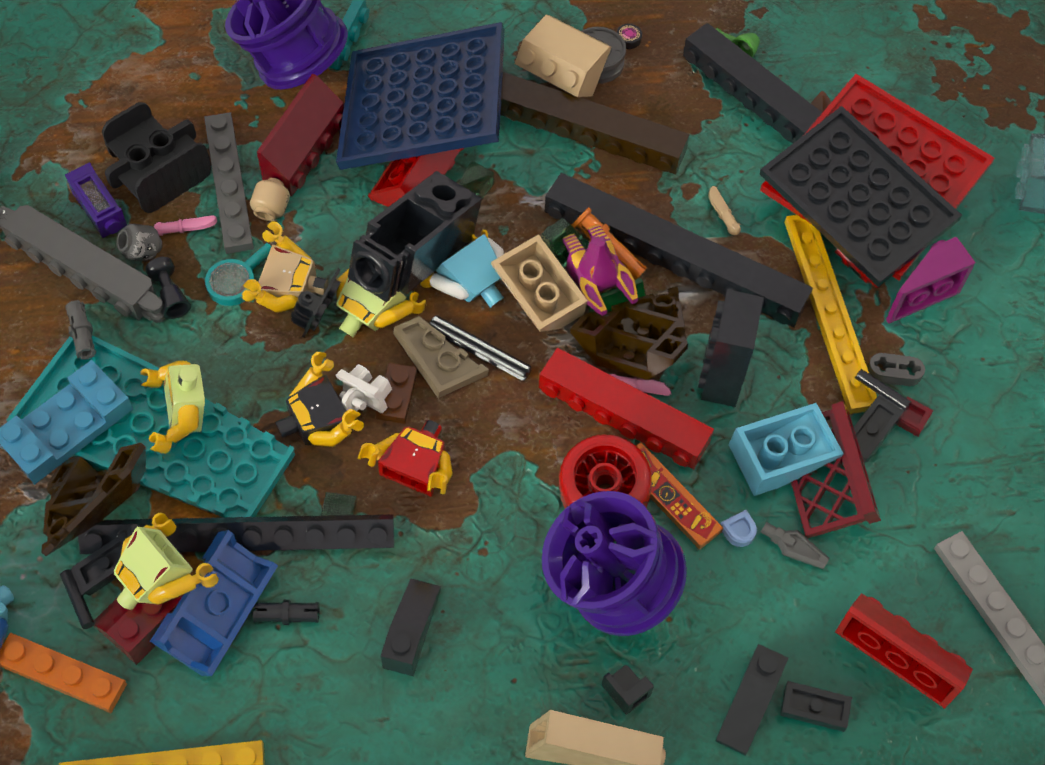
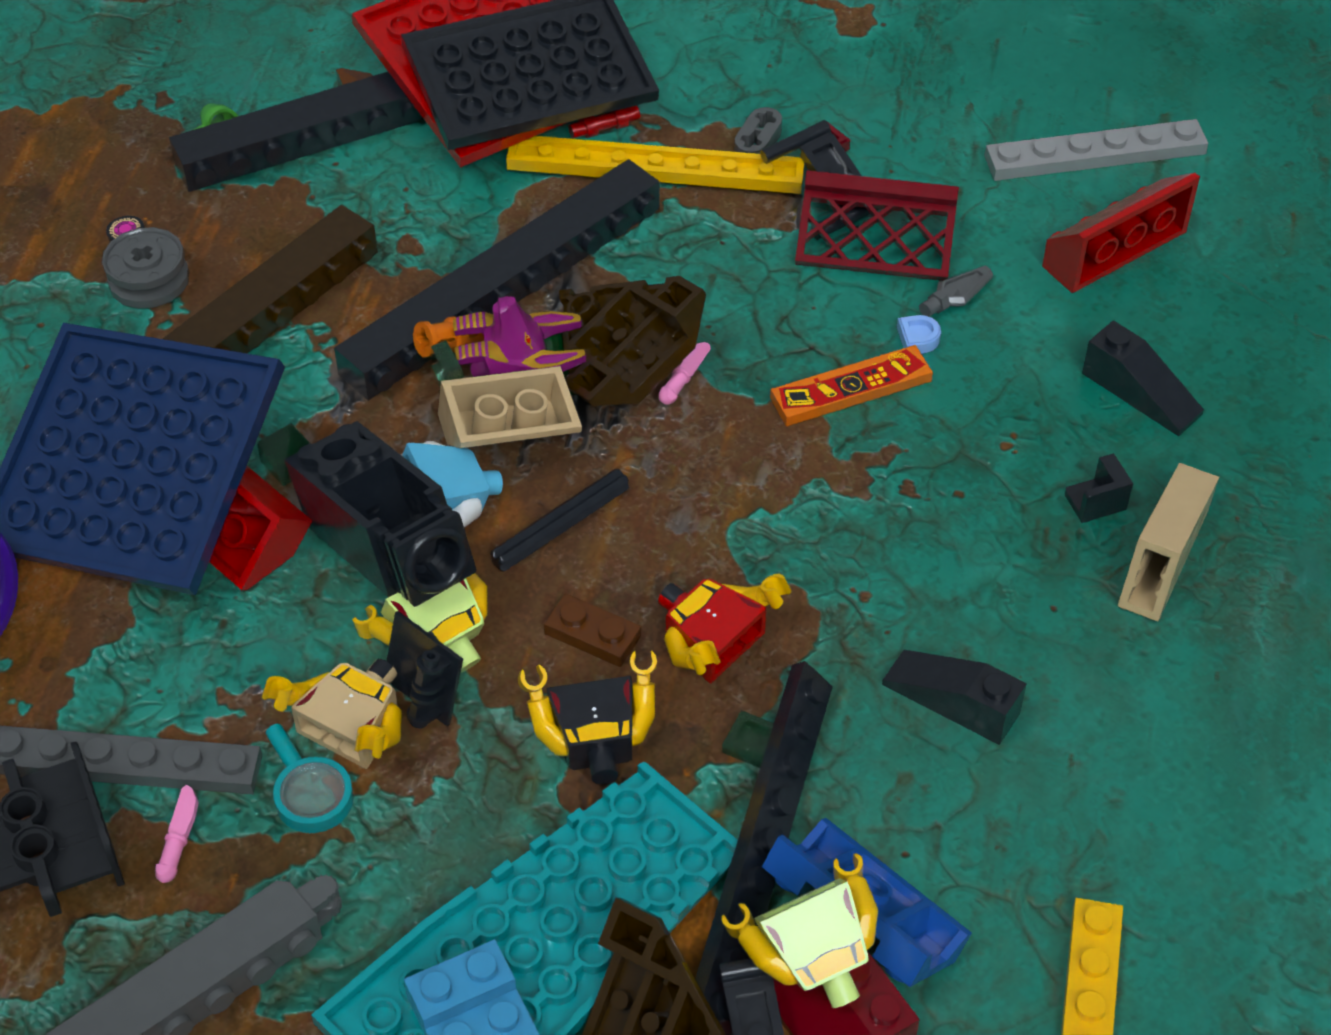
camera: 70 degrees left, 10 degrees down
(80, 329) = (292, 999): dark grey pin -> none
(96, 200) = (72, 946): dark purple window -> none
(139, 242) = (191, 892): dark grey head -> none
(174, 300) = (304, 869): black piece -> none
(183, 400) = (523, 863): torso -> none
(269, 199) = (195, 703): tan head -> none
(286, 612) = (894, 829): black pin -> none
(301, 135) = (107, 635): dark red slope -> none
(359, 393) = (586, 659): white hips -> none
(436, 359) = (568, 566): dark tan wing -> none
(563, 56) = (144, 286): tan slope -> none
(585, 562) = (961, 425): dark purple wheel -> none
(604, 461) = (827, 428): red wheel -> none
(625, 408) = (716, 390): red brick -> none
(723, 210) = (459, 219): tan piece -> none
(730, 347) = (706, 231): black brick -> none
(783, 448) = (837, 254): medium azure slope -> none
(816, 706) = (1168, 325): black plate -> none
(934, 279) = (661, 43): magenta slope -> none

